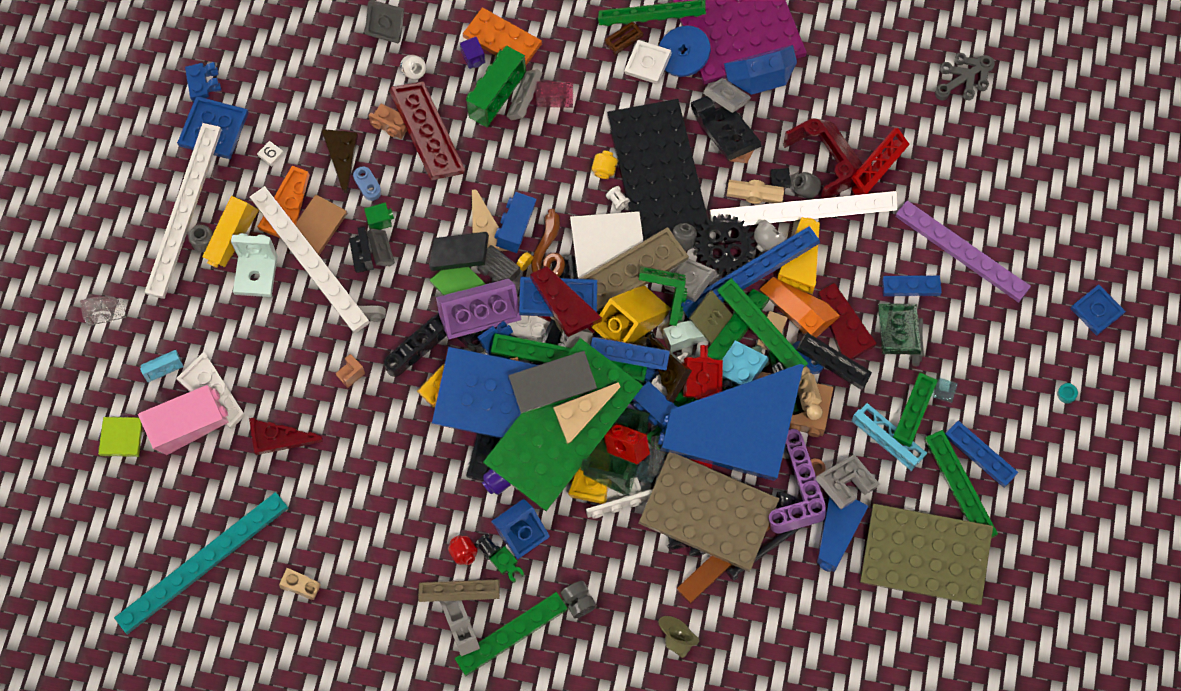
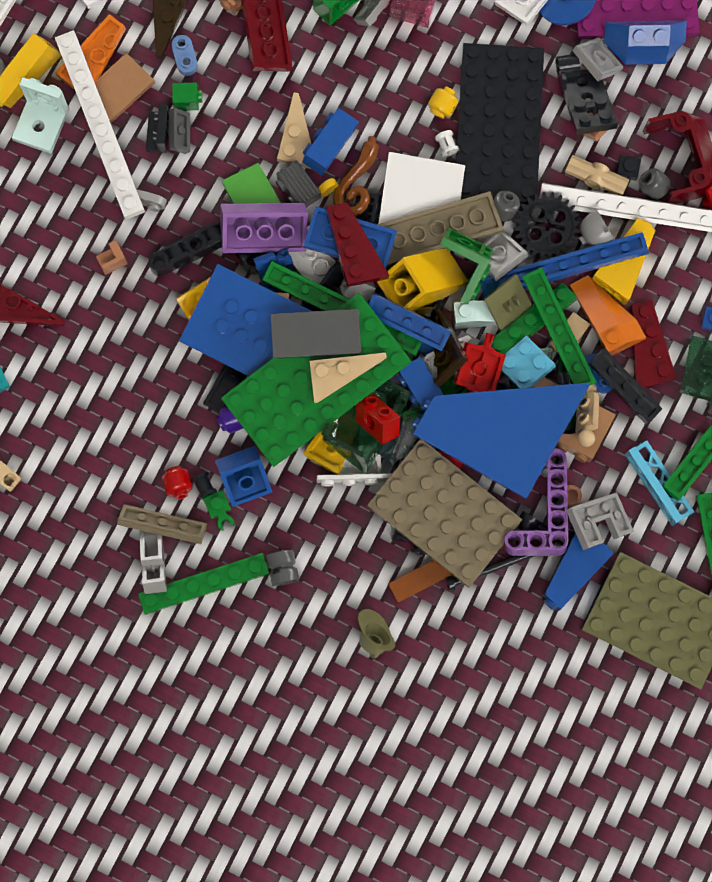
camera: 10 degrees right, 10 degrees up
(459, 251) = (261, 158): black tile -> none

